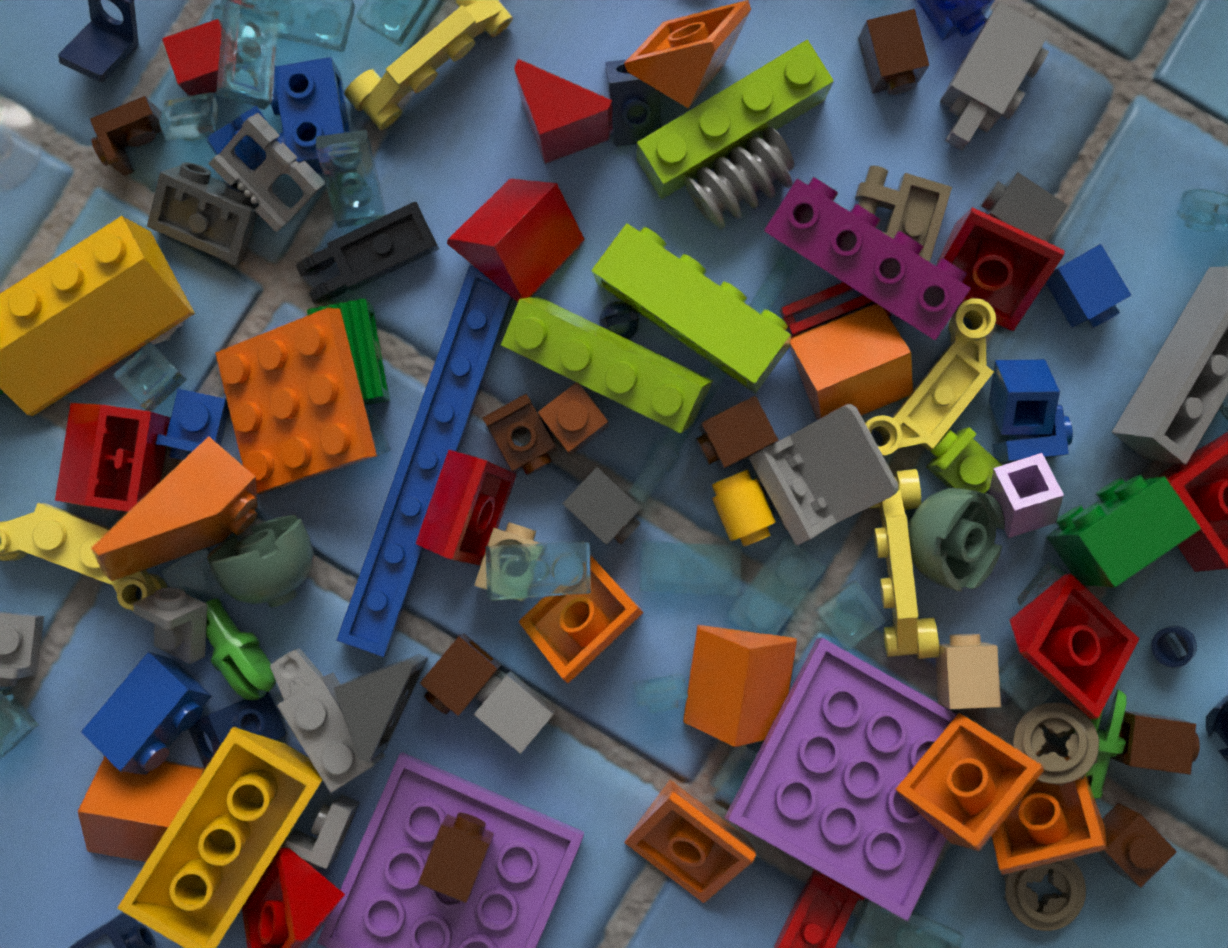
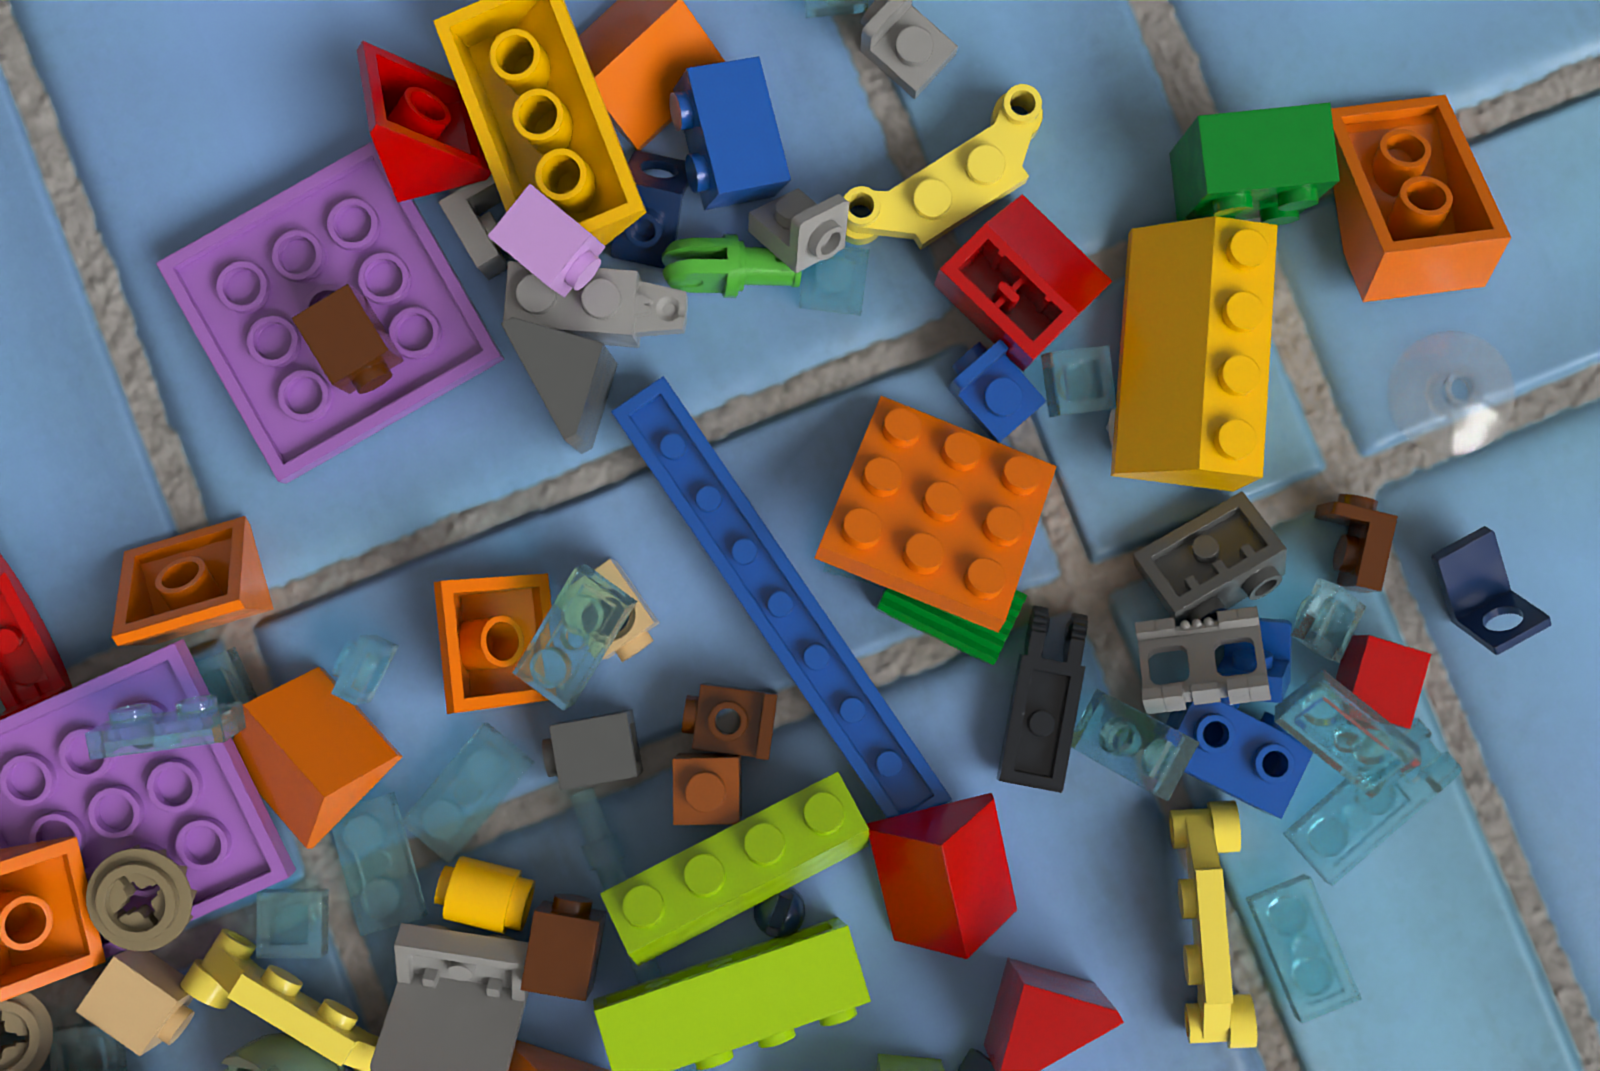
camera: 125 degrees right, 0 degrees up
(183, 514) = (900, 325): orange slope -> none
(266, 563) = (795, 361): sand green cylinder -> none
(294, 771) = (548, 242): none -> lavender brick
(459, 676) = (533, 474): reddish brown brick -> none
(465, 508) = (700, 604): red slope -> none
(513, 710) = (457, 503): light grey brick -> none
(796, 798) = (138, 730): none -> clear light blue plate
(920, 706) = (139, 927): none -> dark tan gear

